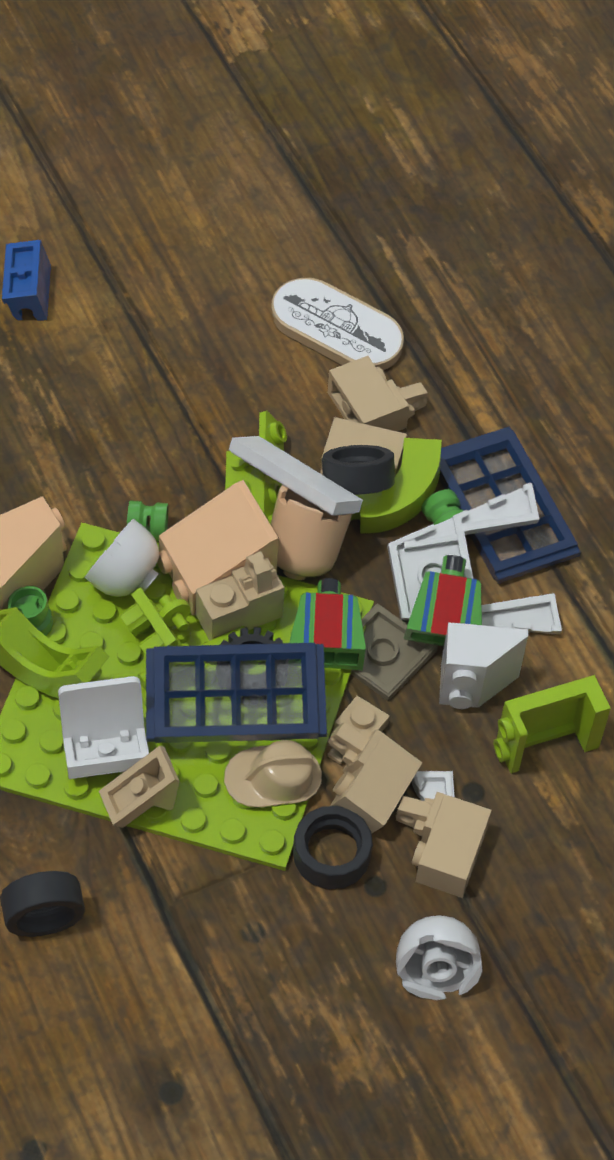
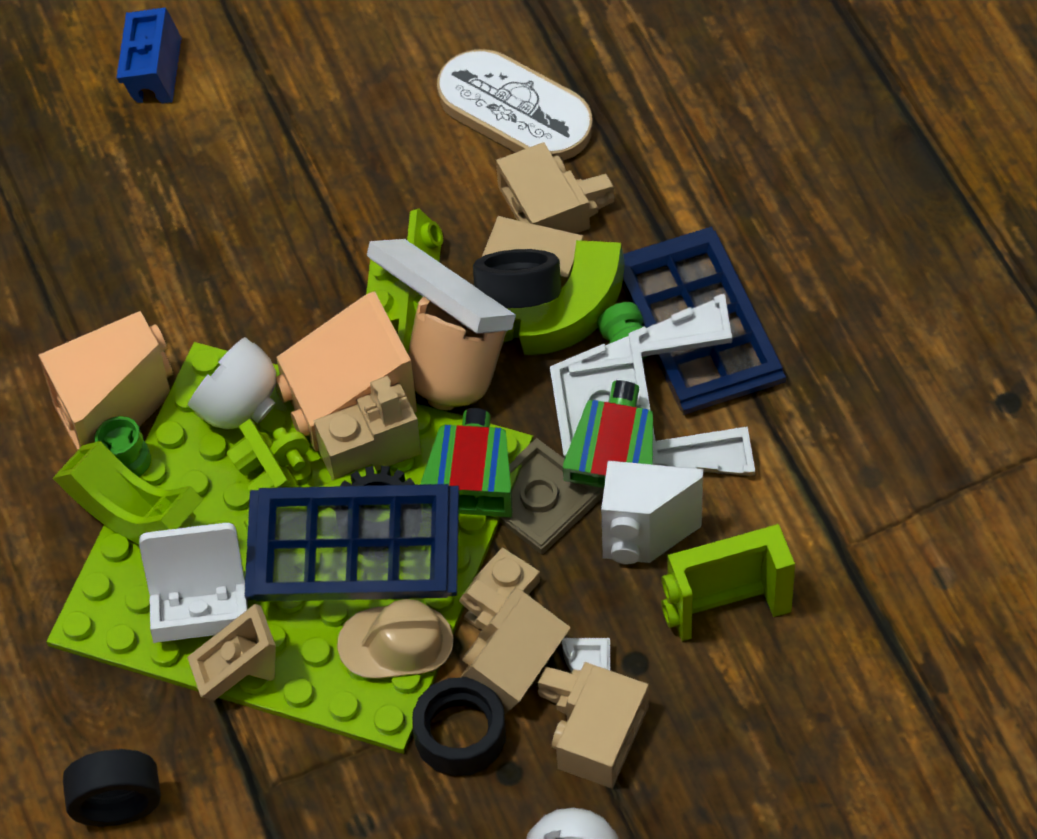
camera: 10 degrees right, 0 degrees up
(141, 514) = (271, 336): bright green wheel -> none

